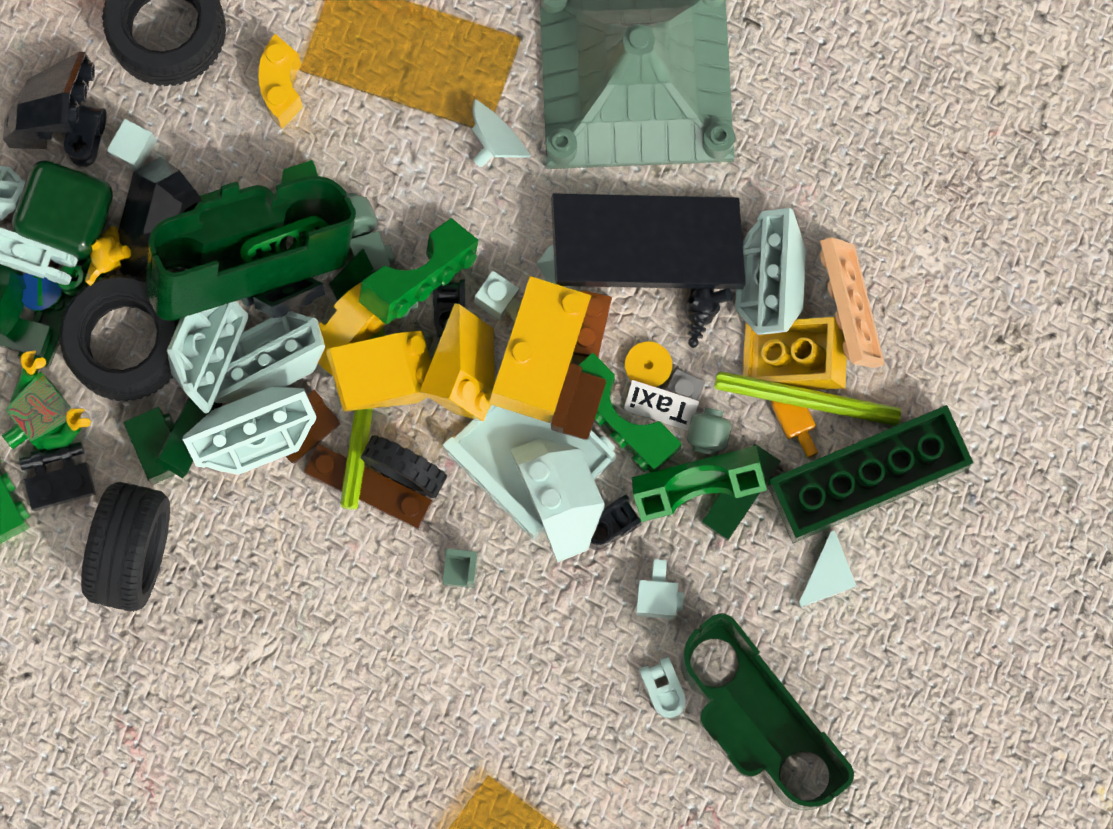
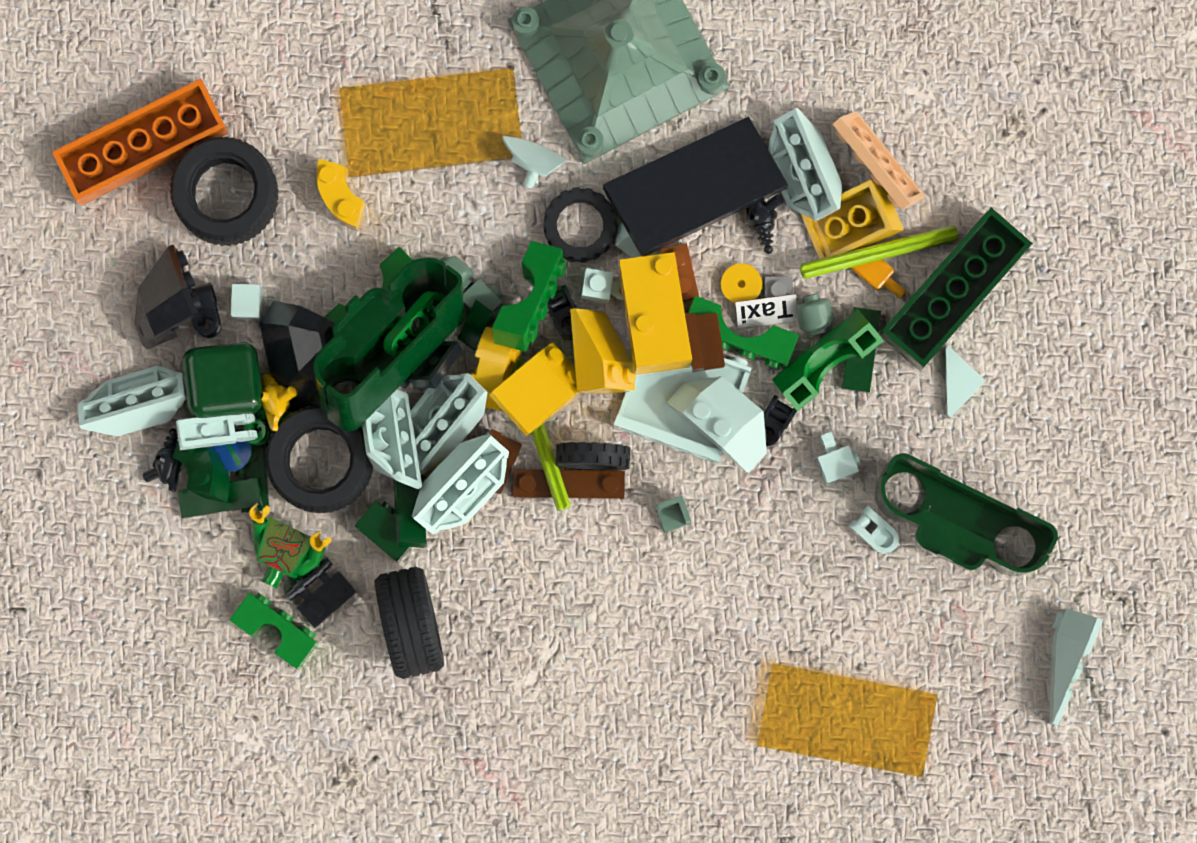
camera: 25 degrees left, 5 degrees up
(526, 198) = (592, 198): none -> black tyre

